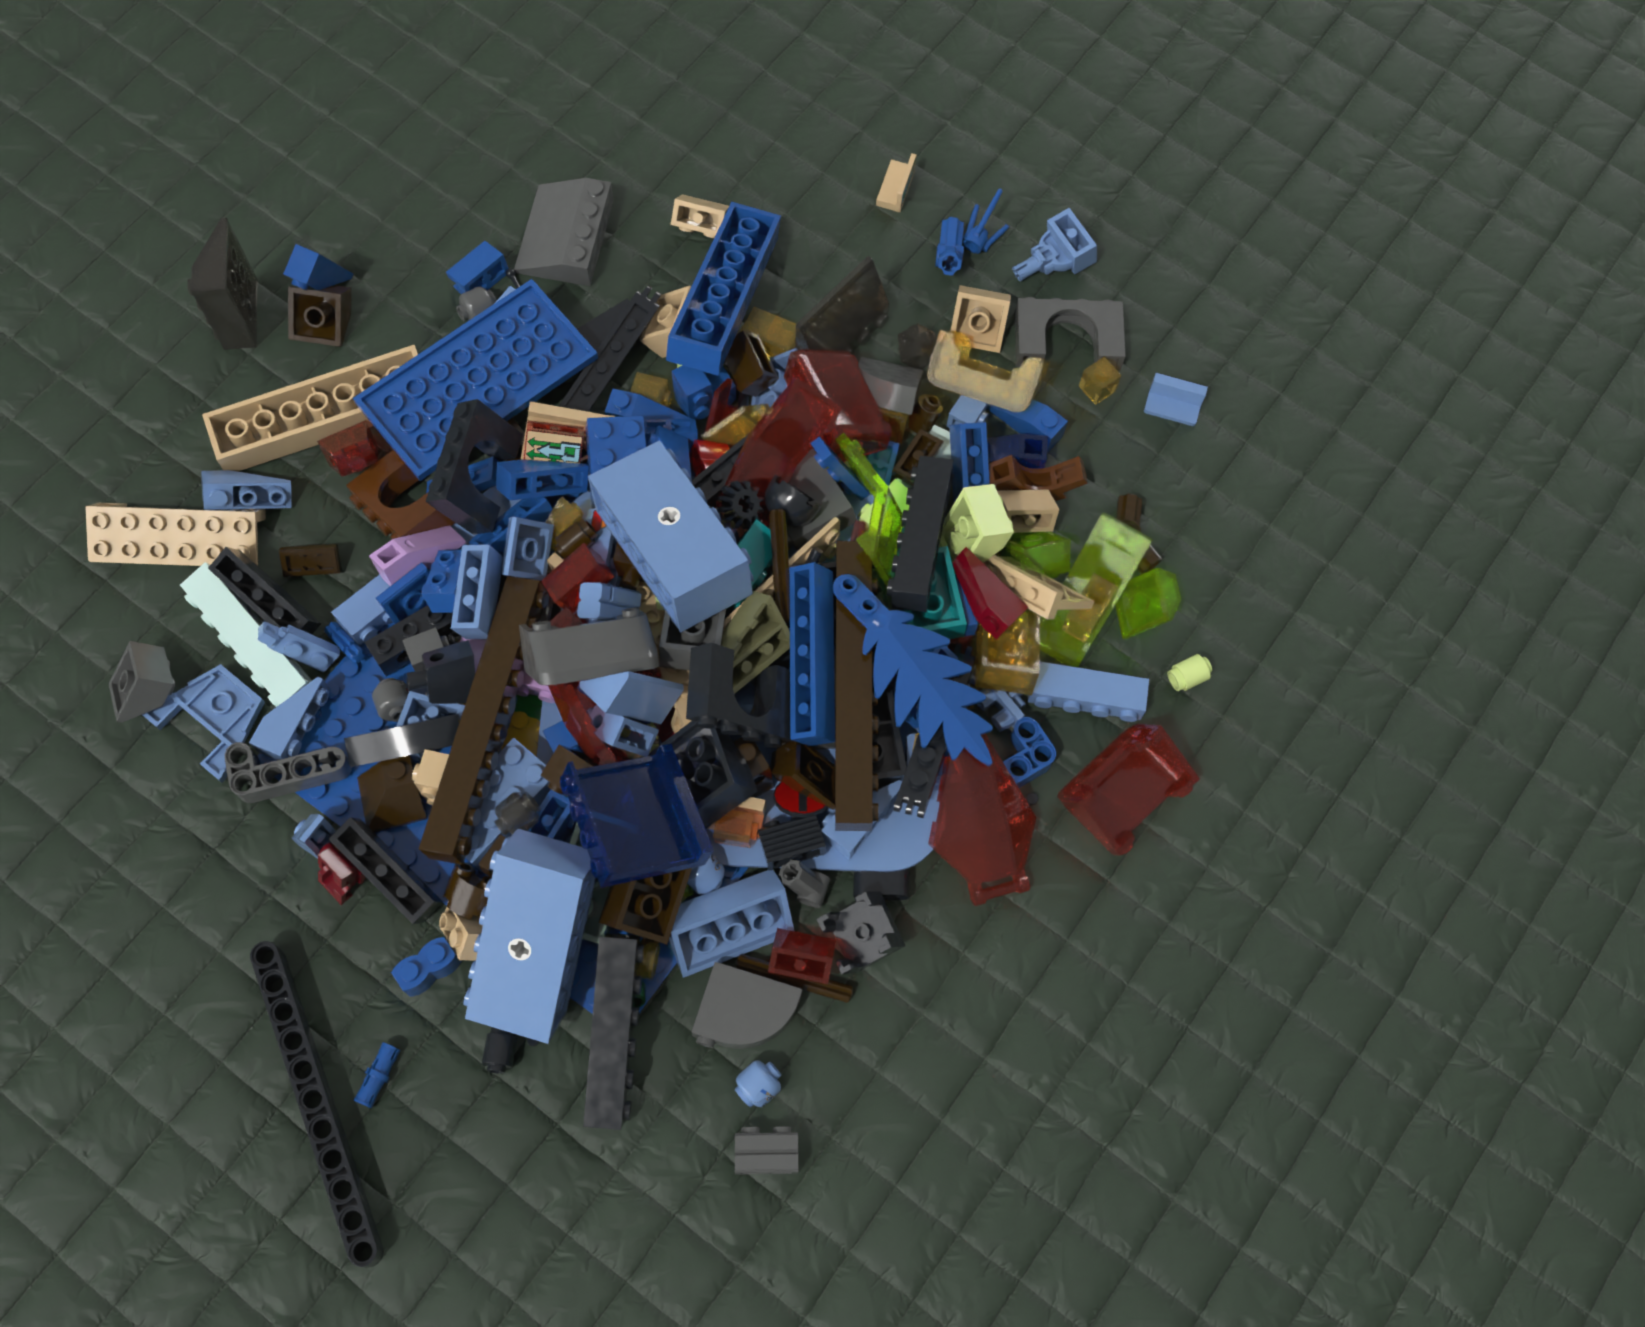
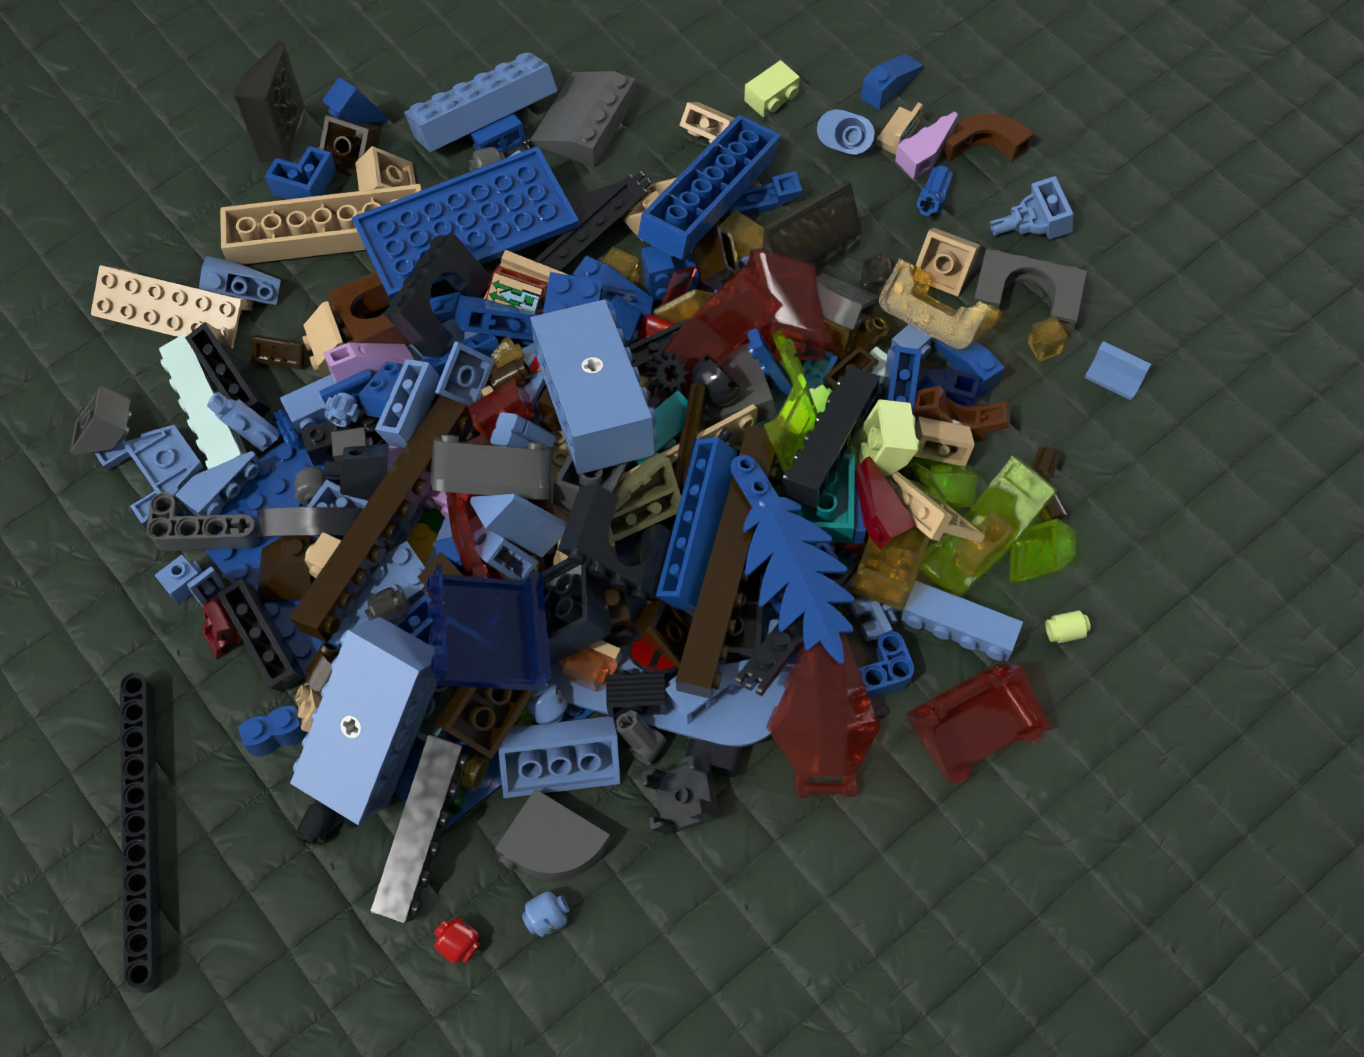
camera: 20 degrees right, 5 degrees down
(277, 829) = (177, 576): none -> medium blue brick
(279, 365) = (303, 179): none -> blue brick
(350, 449) = (341, 263): clear red torso -> none
(357, 536) = (321, 337): none -> tan slope
(367, 337) = (383, 170): none -> tan slope
(377, 1075) = (201, 818): blue pin -> none
(406, 612) = (342, 409): none -> medium blue gear
(451, 238) = (480, 101): none -> medium blue brick
(677, 1132) = (456, 940): none -> red head
(755, 165) = (772, 89): none -> yellowish green brick
(760, 967) = (610, 825): dark brown axle -> none
(766, 1151) = (535, 980): dark grey brick -> none
(784, 282) = (767, 196): none -> blue slope
(802, 956) = (619, 804): clear red brick -> none
(845, 199) = (845, 131): none -> medium blue piece
(873, 132) = (889, 79): none -> blue slope
(925, 204) = (922, 150): none -> lavender slope
(977, 238) = (963, 188): blue plant -> none
(990, 168) = (989, 130): none -> reddish brown arch

